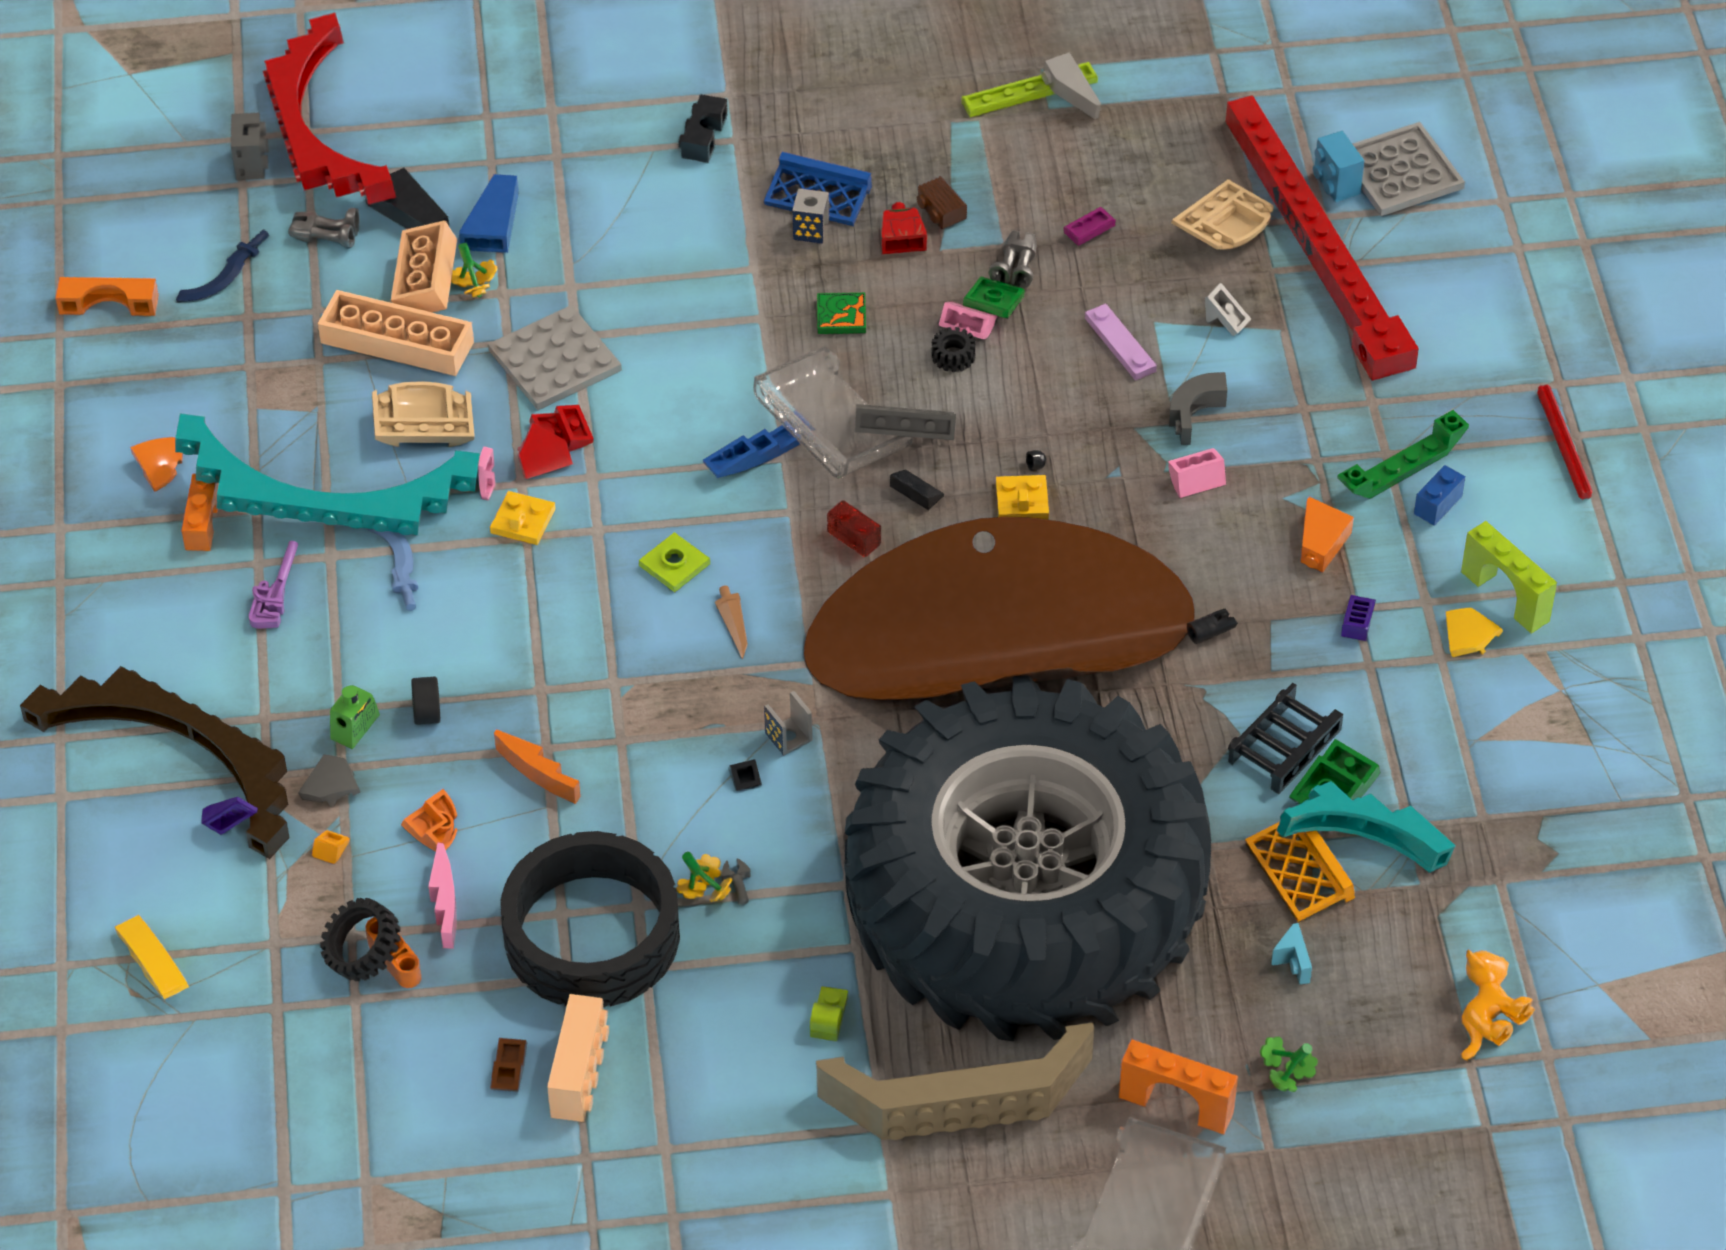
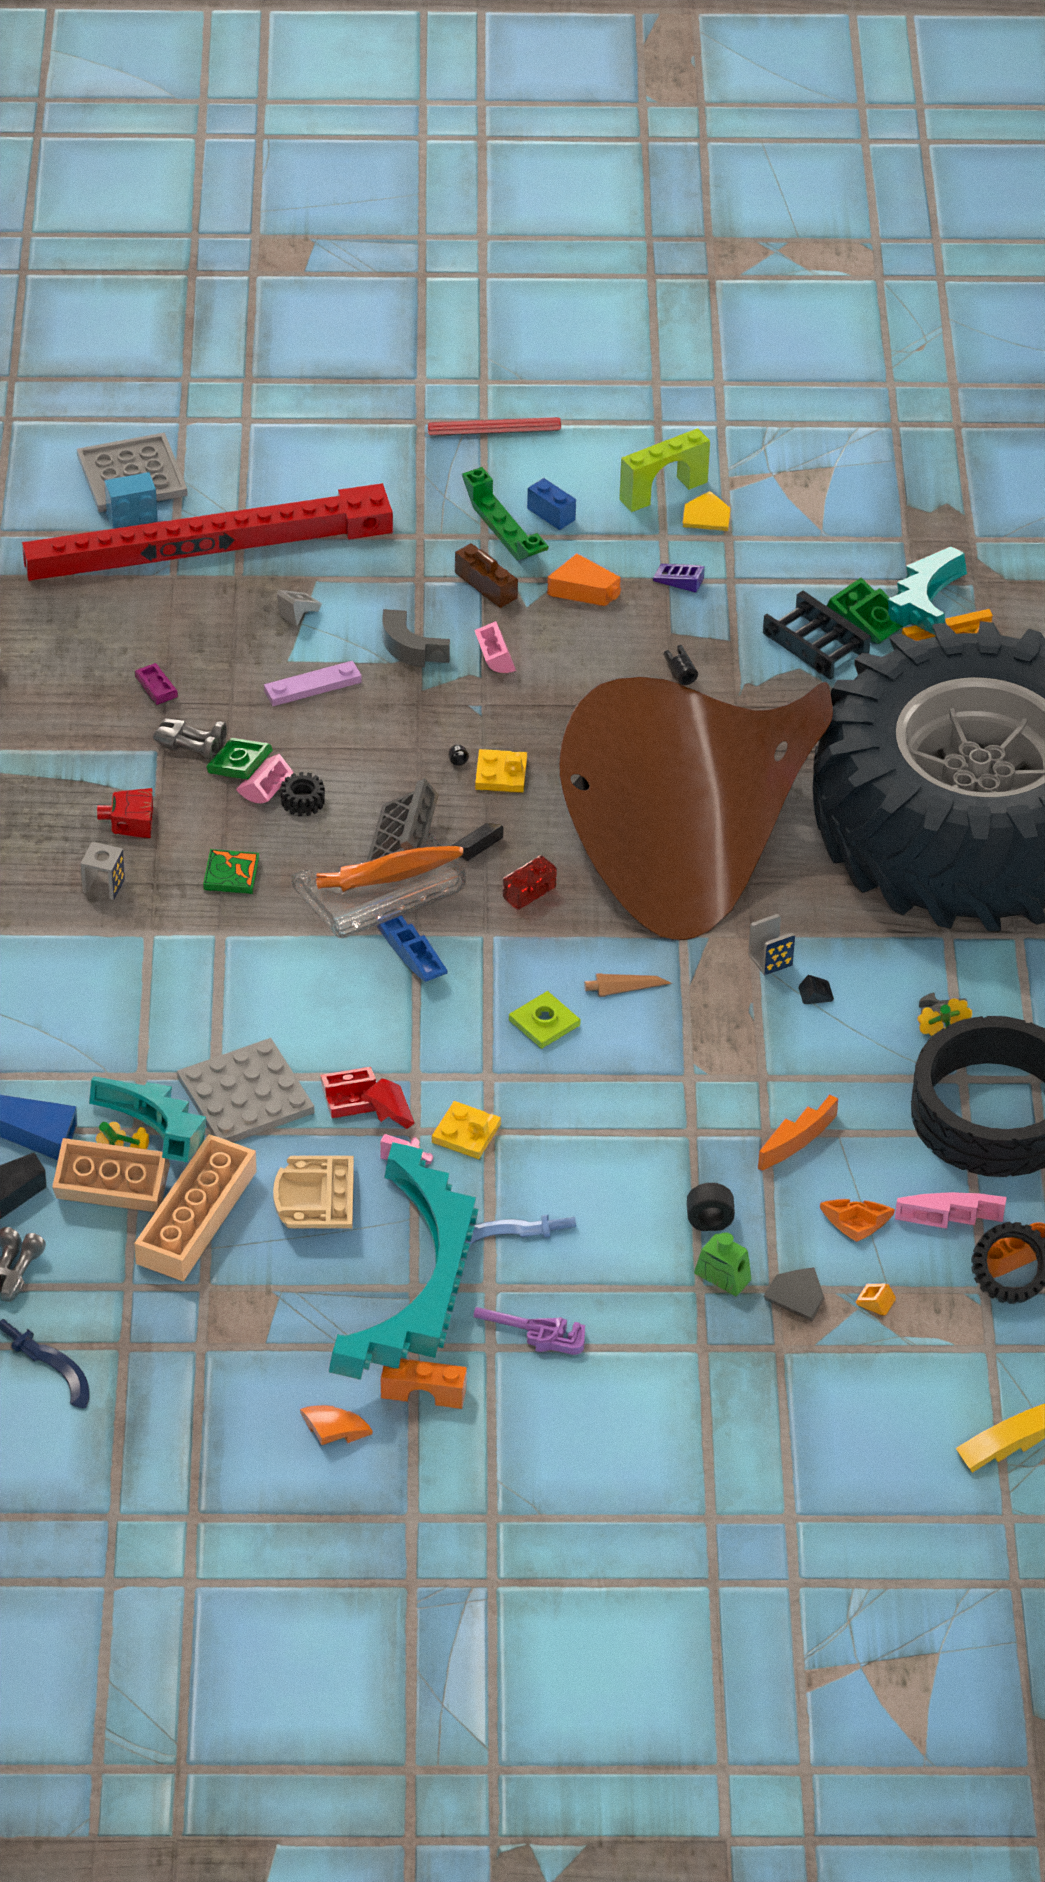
camera: 85 degrees left, 5 degrees down
(78, 294) = (80, 1436): orange arch -> none
(135, 699) = (769, 1353): dark brown arch -> none
(226, 814) = (844, 1371): dark purple slope -> none
(468, 297) = (154, 1106): none -> teal arch
(823, 174) = (38, 862): blue fence -> none
(835, 399) = (389, 868): none -> orange animal
(941, 202) = (99, 780): reddish brown brick -> none
(1226, 217) = (171, 588): tan slope -> none
(1309, 452) = (486, 575): none -> reddish brown piece

